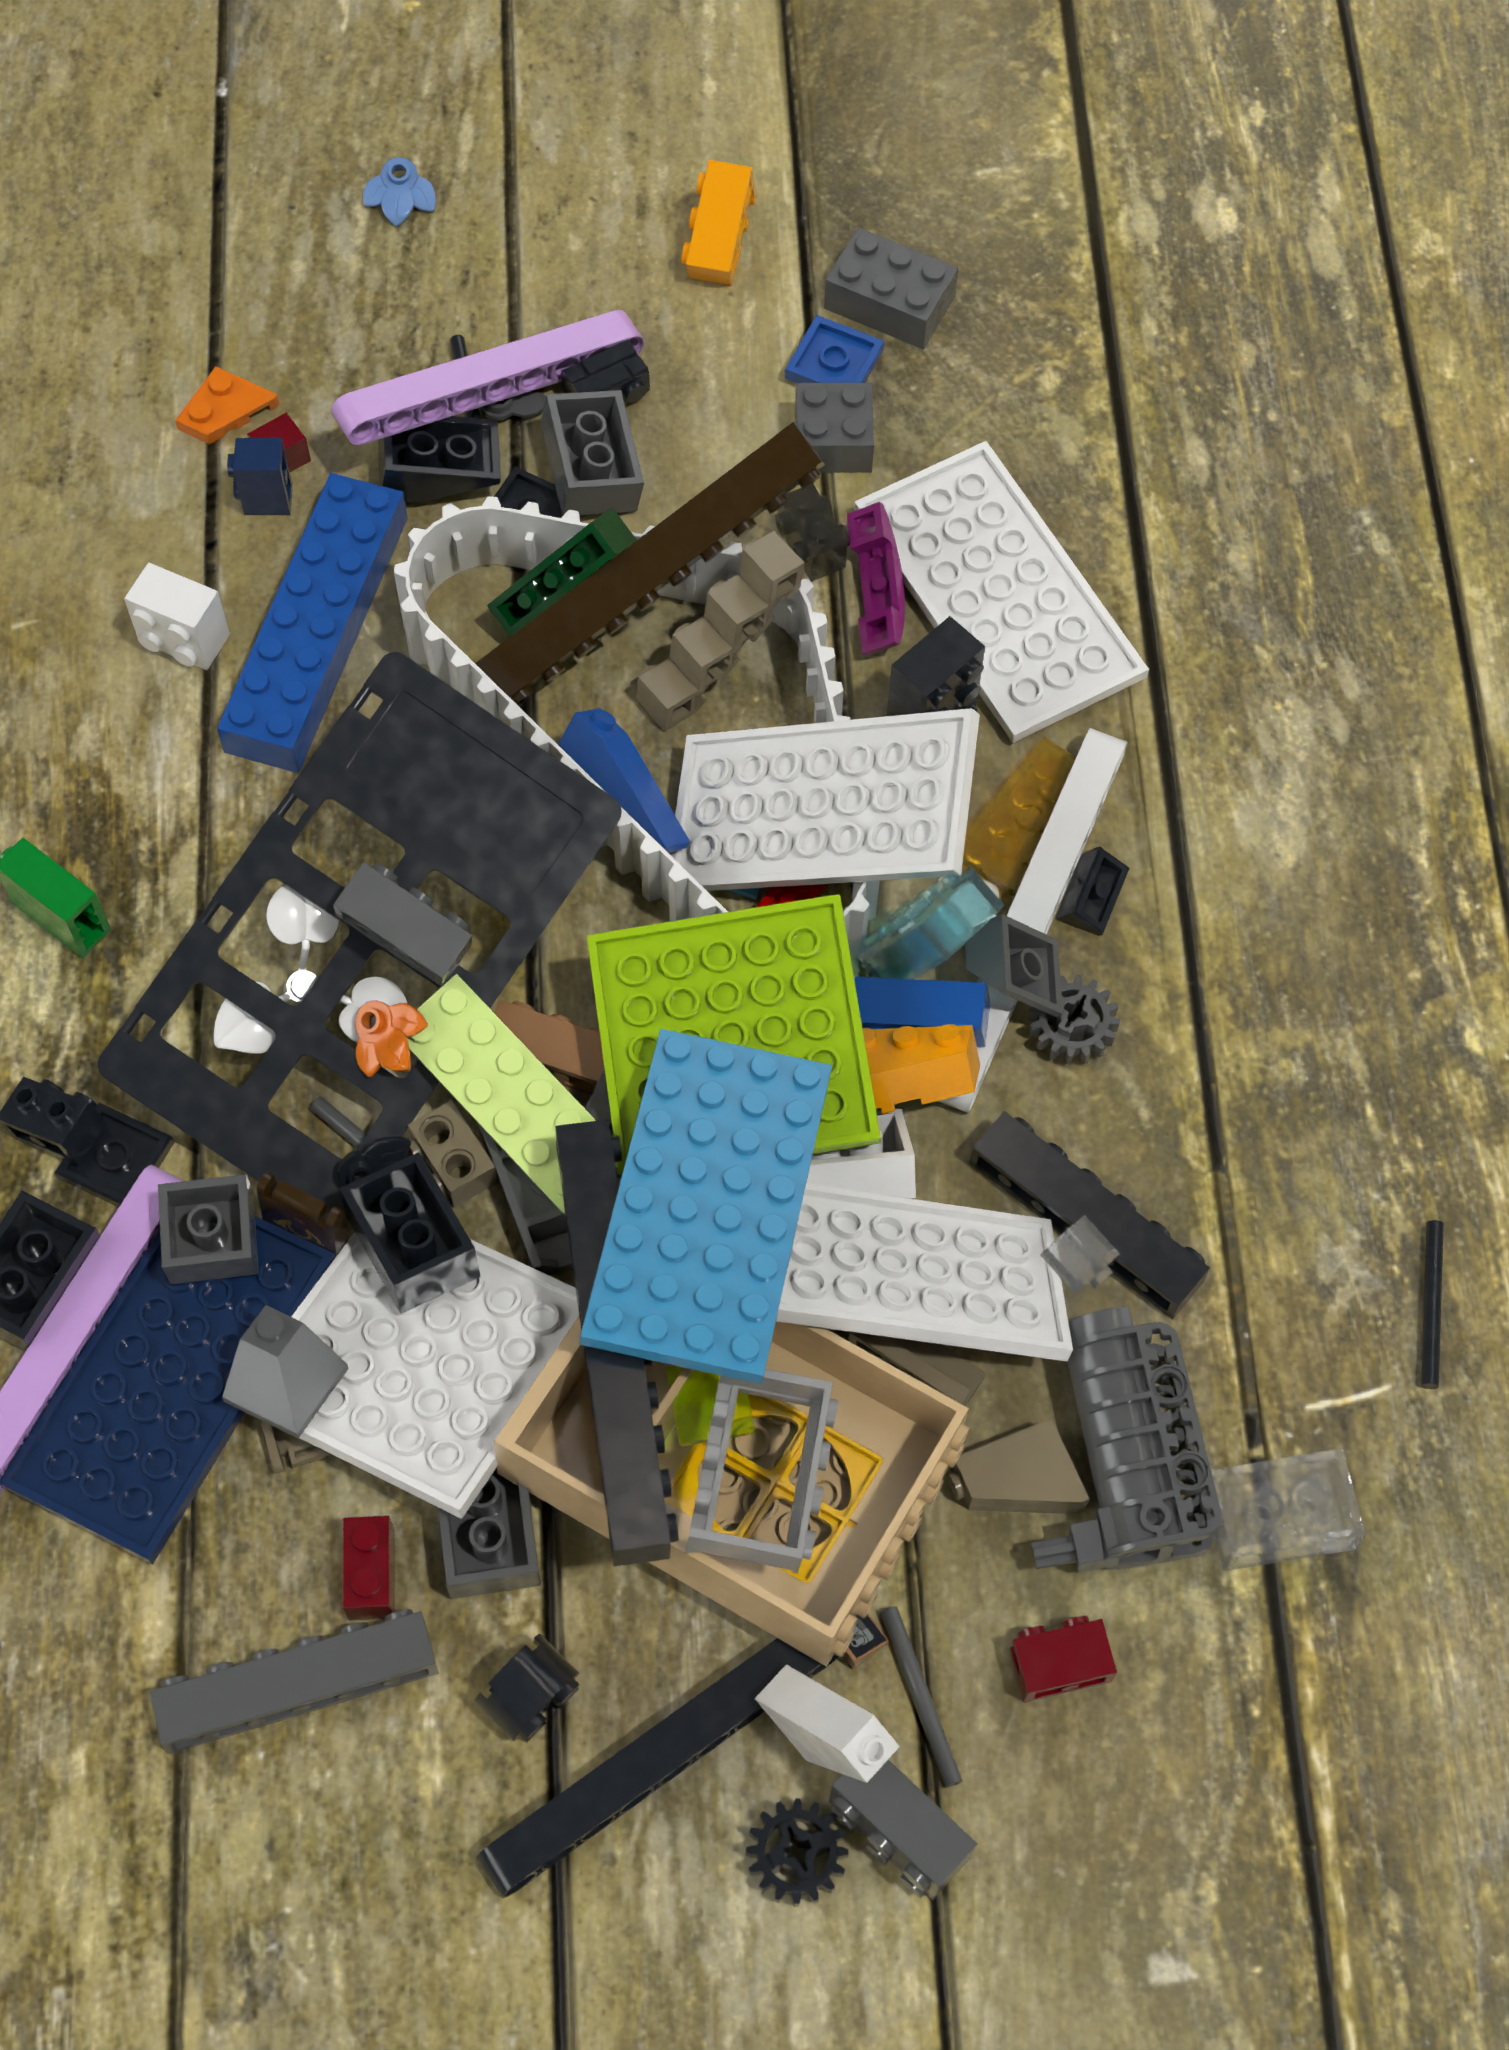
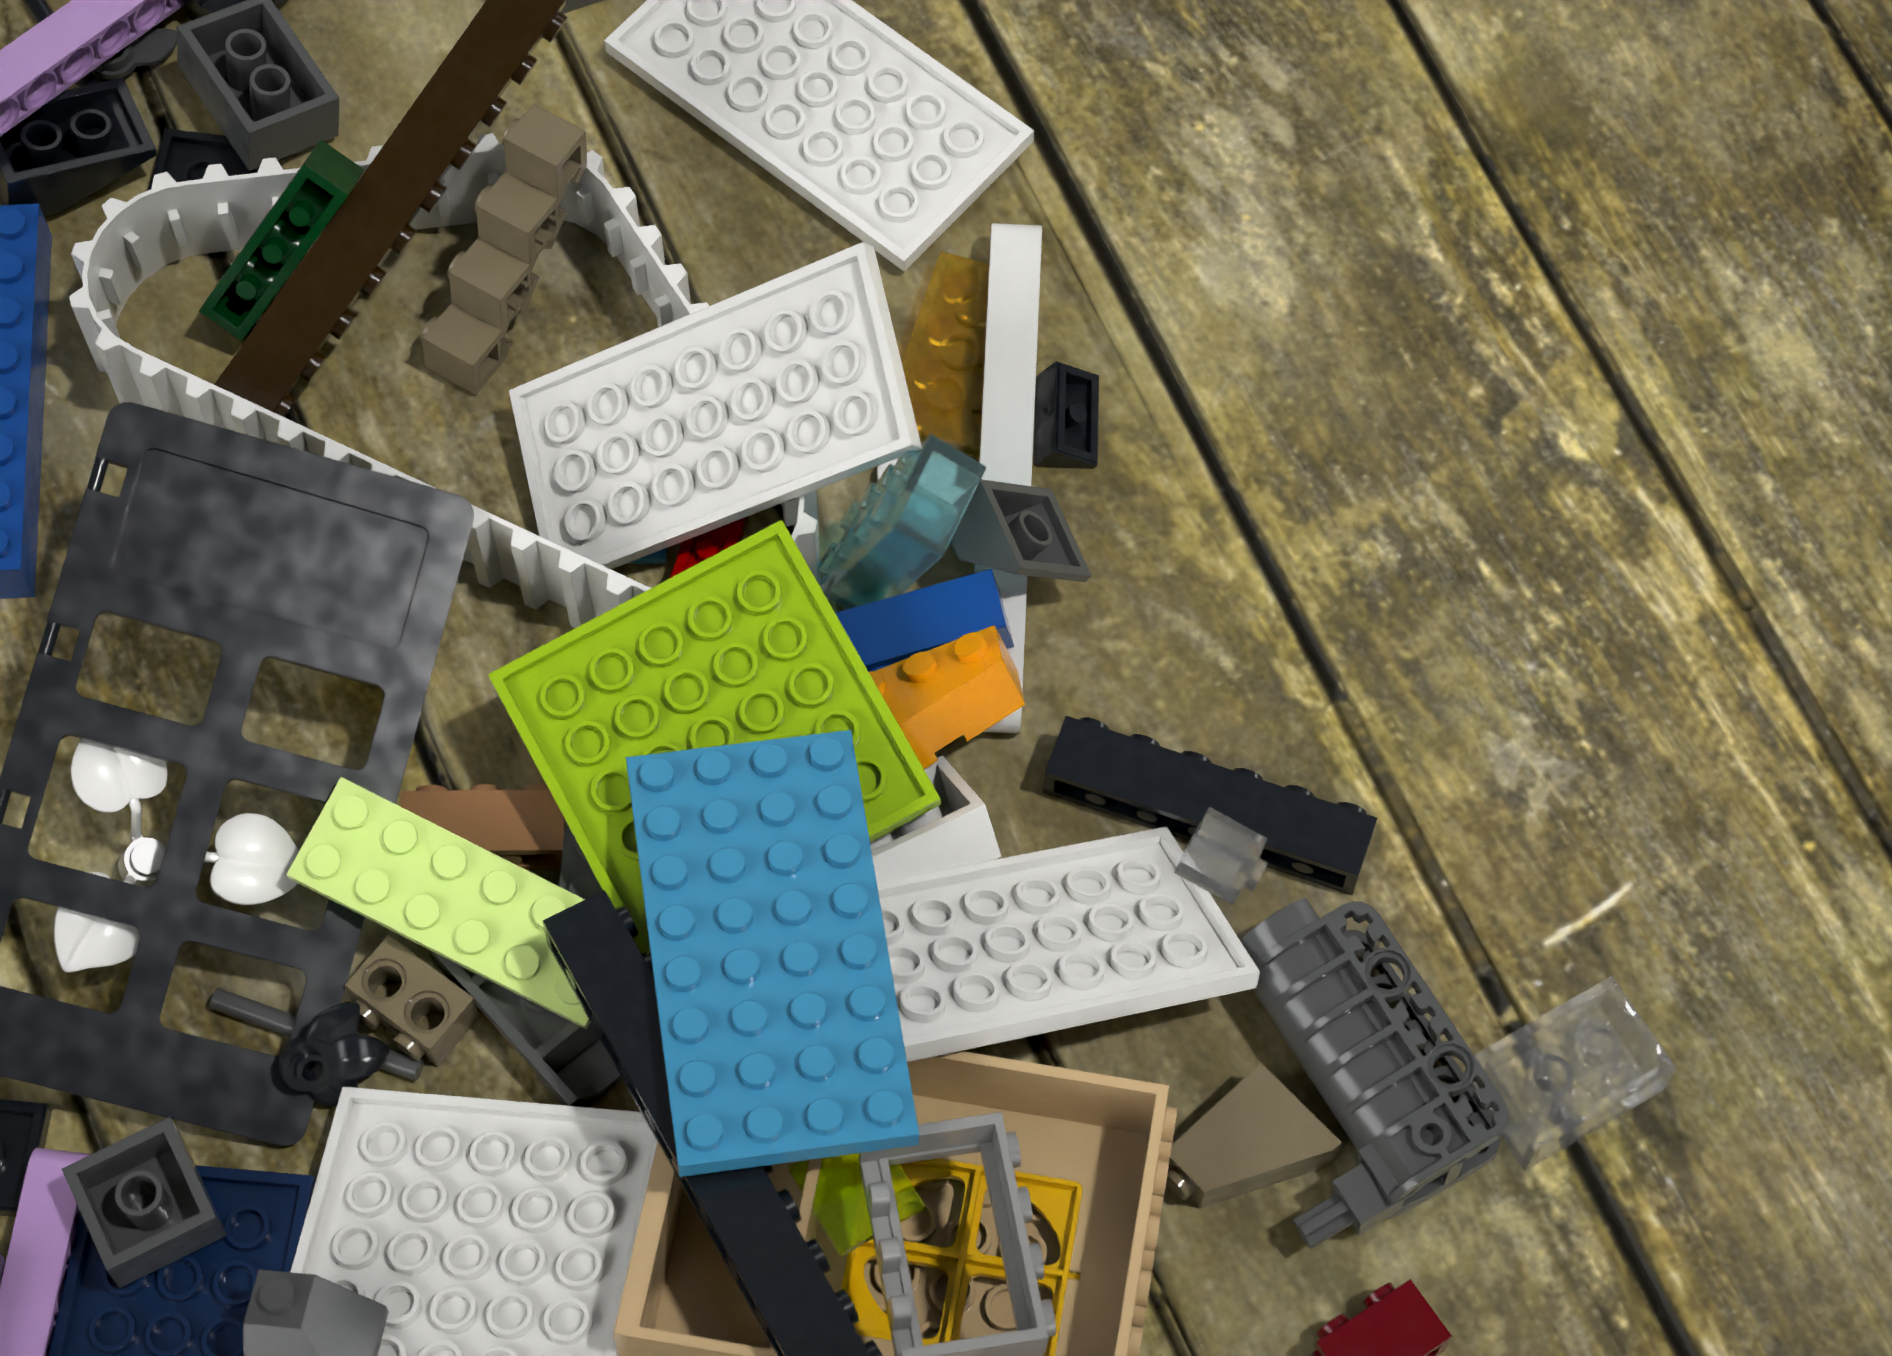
camera: 20 degrees left, 0 degrees up
(301, 1214) = (255, 1141): dark brown container -> none
(387, 1040) = (285, 887): orange plate -> none
(404, 922) = (256, 735): dark grey brick -> none
(410, 1232) = (402, 1116): black brick -> none
(616, 766) = (437, 453): blue wedge -> none
(813, 532) = (571, 91): clear smoke brick -> none
(880, 578) = (671, 124): magenta slope -> none
(926, 1362) = (1086, 1048): dark tan panel -> none
(937, 672) = (796, 215): black brick -> none
(1086, 1032) = (1128, 583): dark grey gear -> none
(1432, 1304) = (1643, 771): black bar -> none

